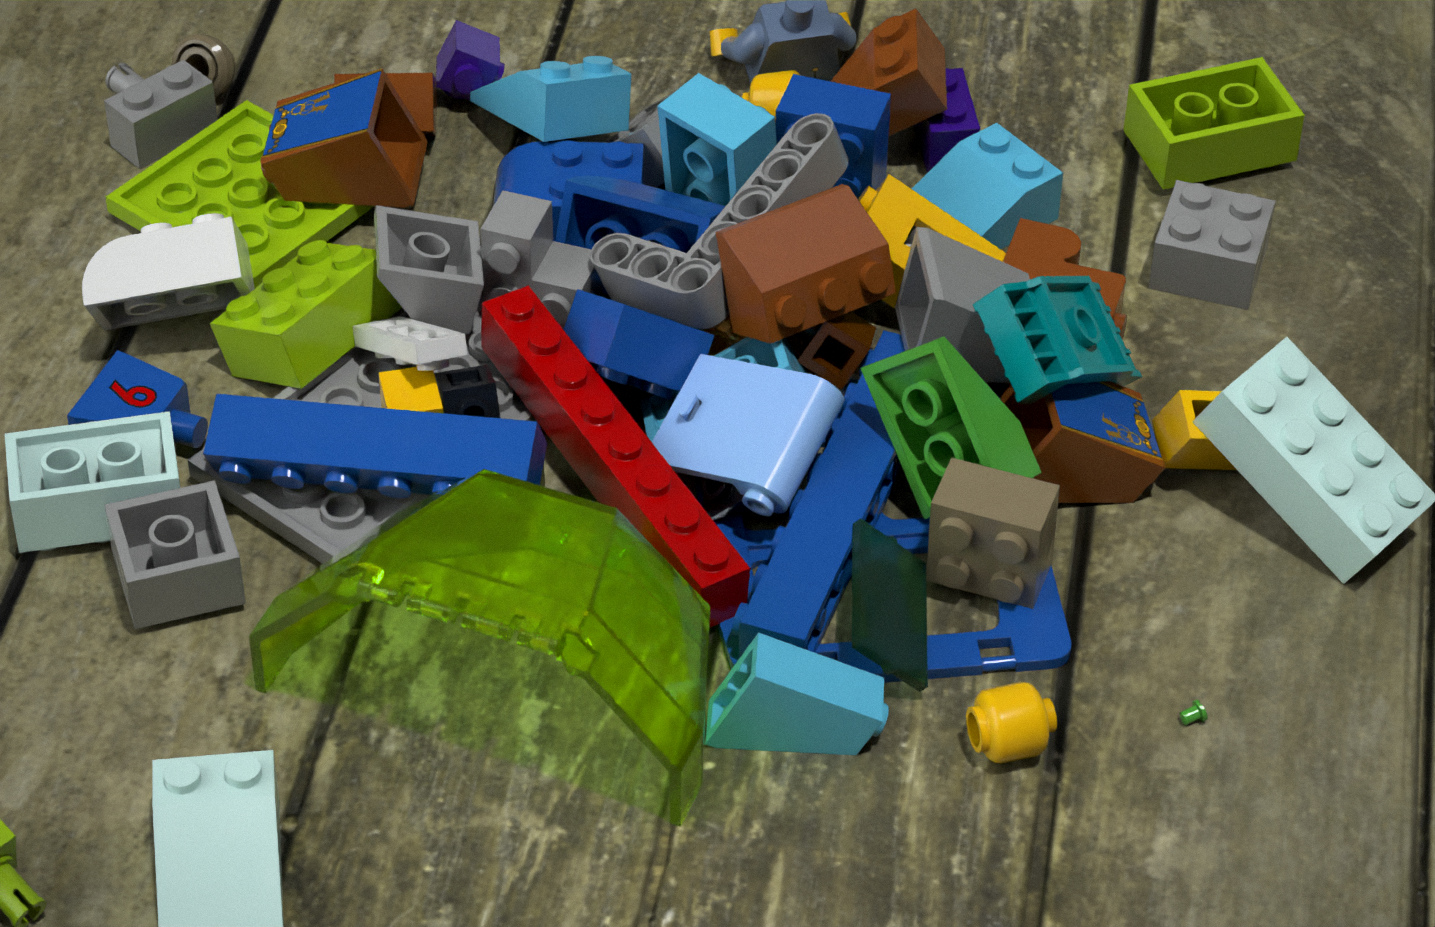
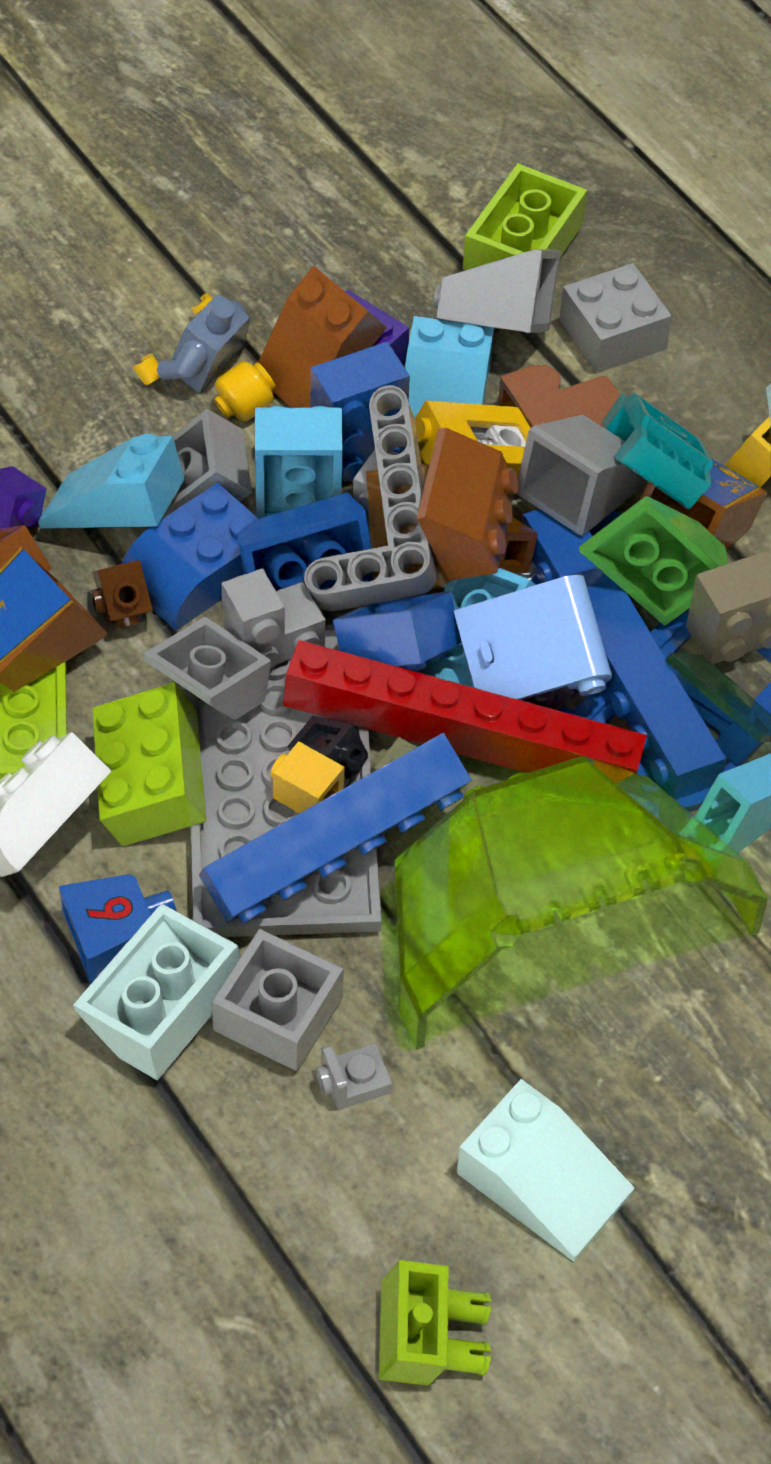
camera: 45 degrees left, 10 degrees up
(168, 663) = (353, 1076): none -> light grey bracket
(411, 342) = (263, 735): white plate -> none
(463, 181) = (121, 593): none -> reddish brown brick
(1106, 147) = (504, 293): none -> light grey slope

